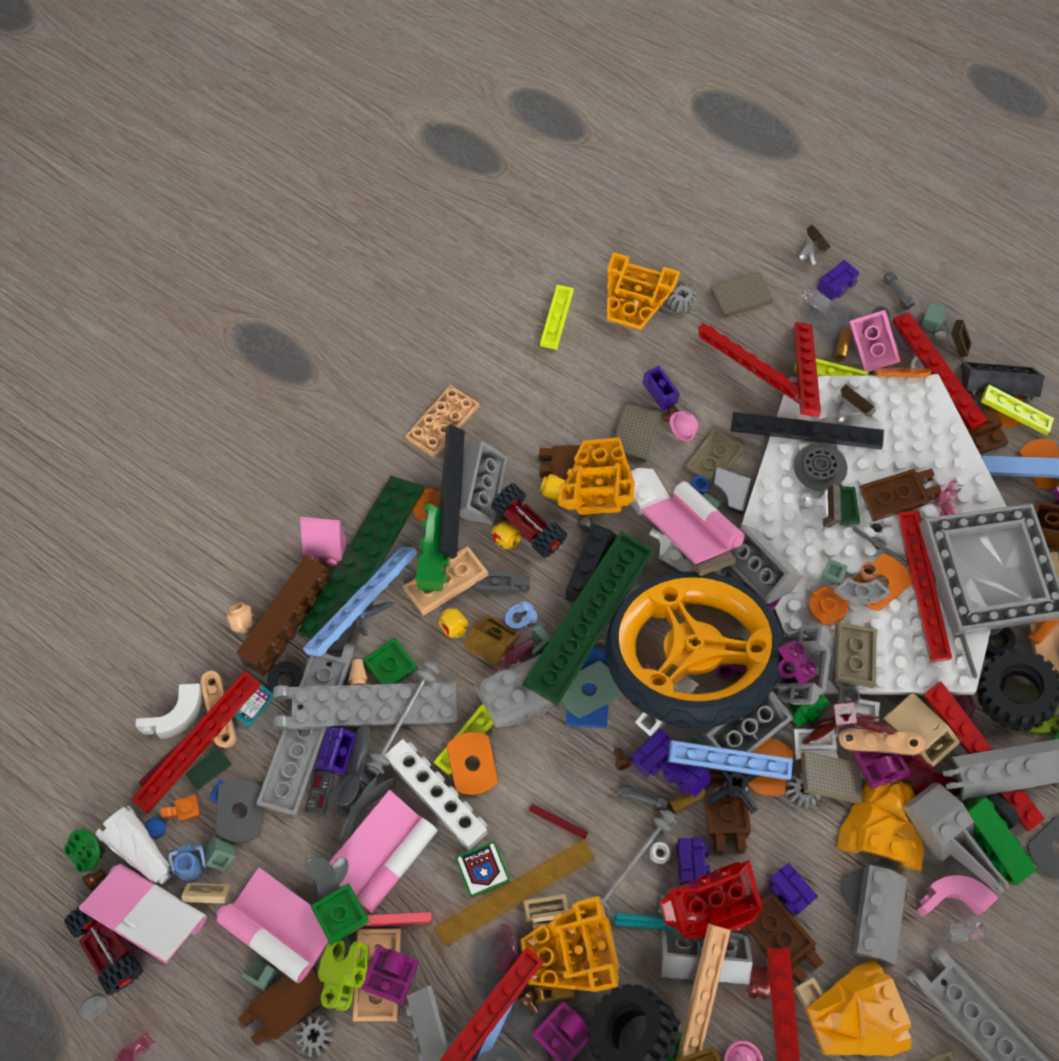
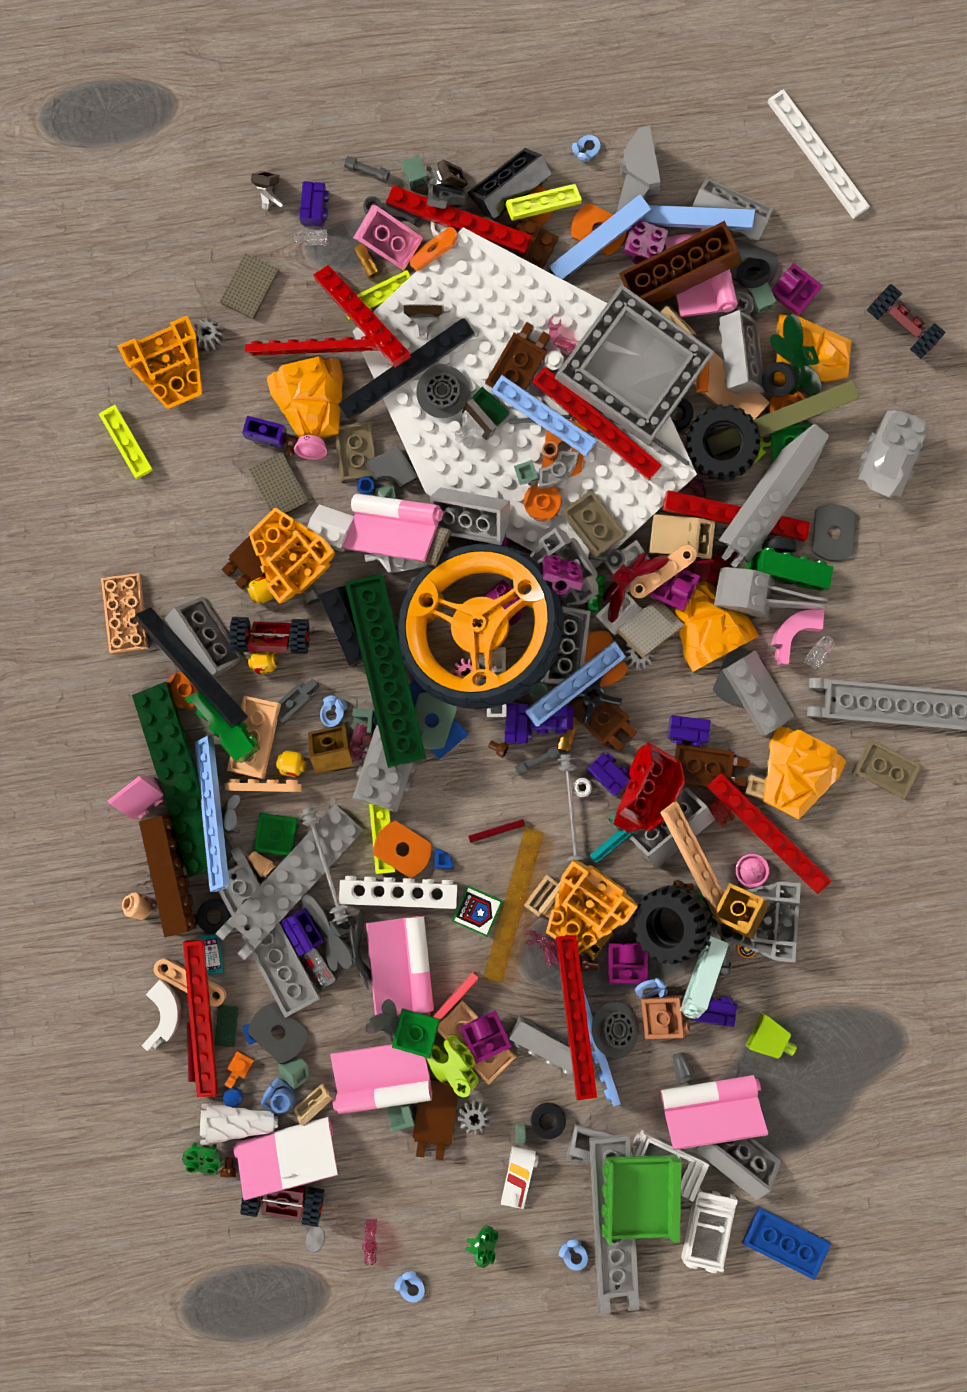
camera: 45 degrees left, 20 degrees up
(423, 626) = (271, 785): none -> light nougat plate
(494, 803) = (443, 860): none -> blue tile
(716, 391) = (309, 395): none -> light orange wedge
(886, 545) = (544, 415): none -> light blue tile
(941, 347) = (444, 196): none -> dark grey tile

